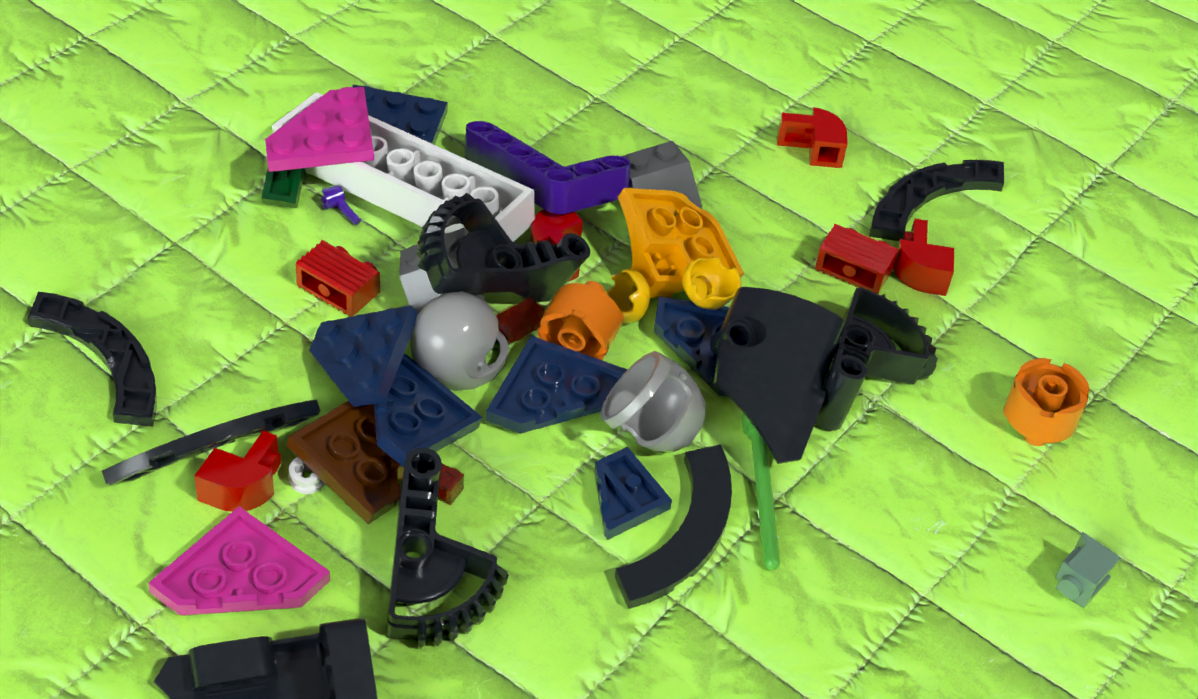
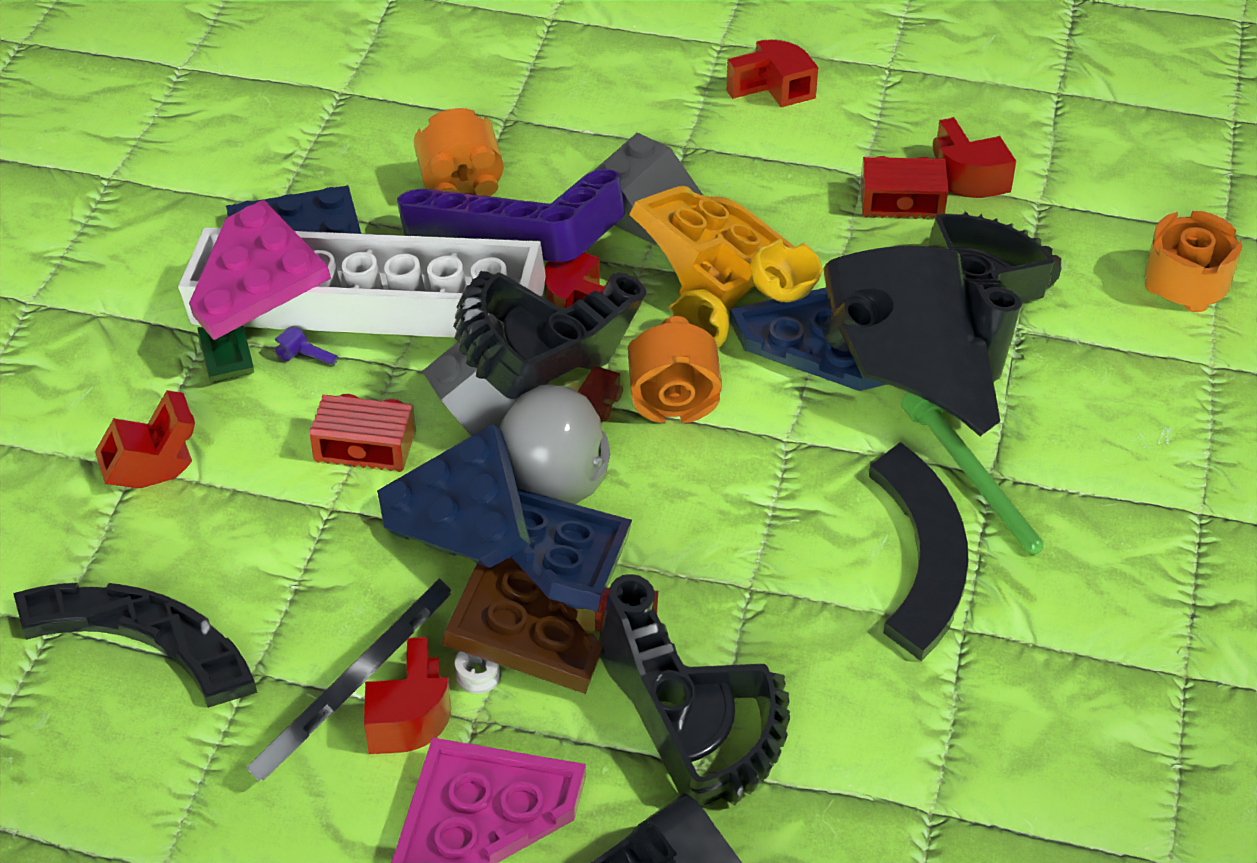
camera: 20 degrees left, 0 degrees up
(184, 233) = (148, 453): none -> red brick
(534, 108) = (459, 153): none -> orange brick
(551, 387) = (686, 454): dark blue plate -> none
(627, 493) = (839, 536): dark blue wing -> none
(656, 404) = (816, 424): light grey piece -> none
(927, 184) = (915, 82): black tile -> none

